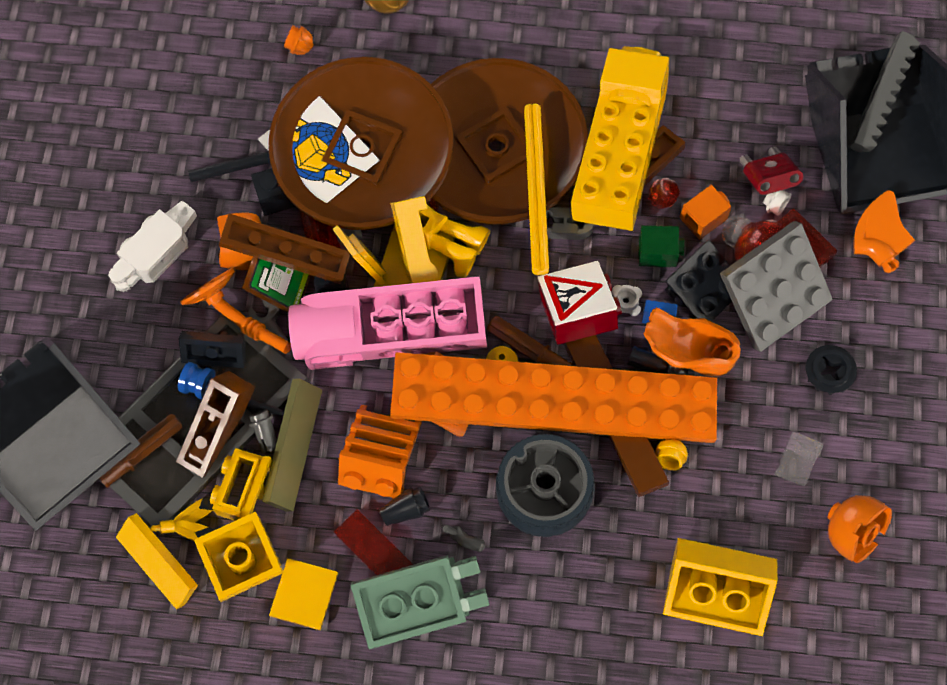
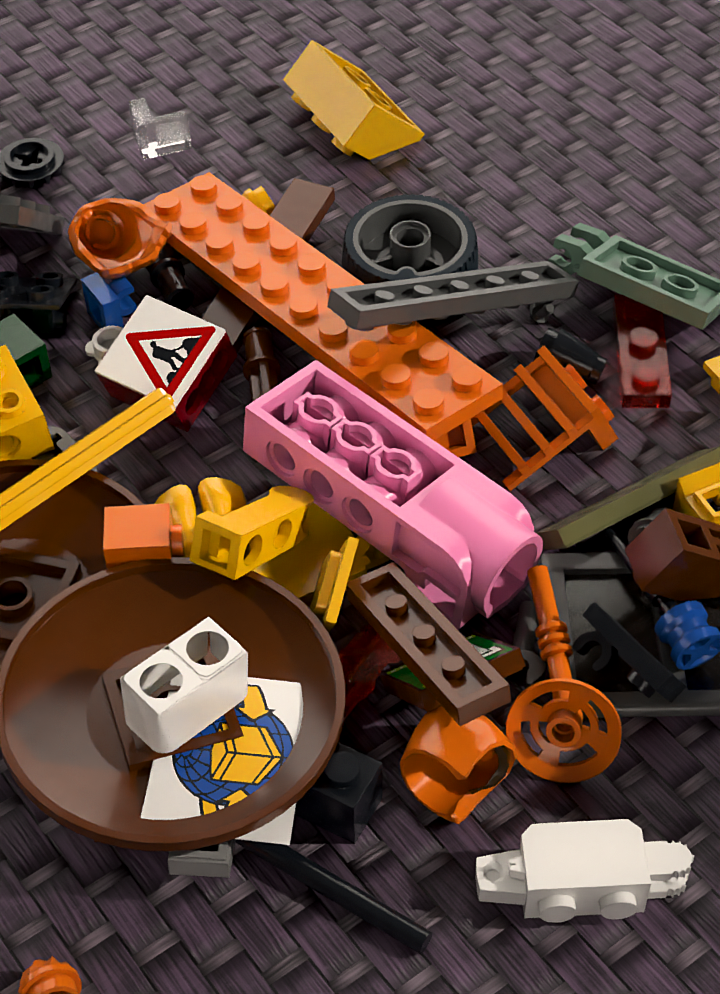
camera: 135 degrees left, 20 degrees down
(351, 159) = (176, 719): none -> white piece
(454, 190) = (140, 534): none -> orange brick
(473, 455) = (450, 294): none -> dark grey plate
(856, 525) = (188, 47): orange cylinder -> none

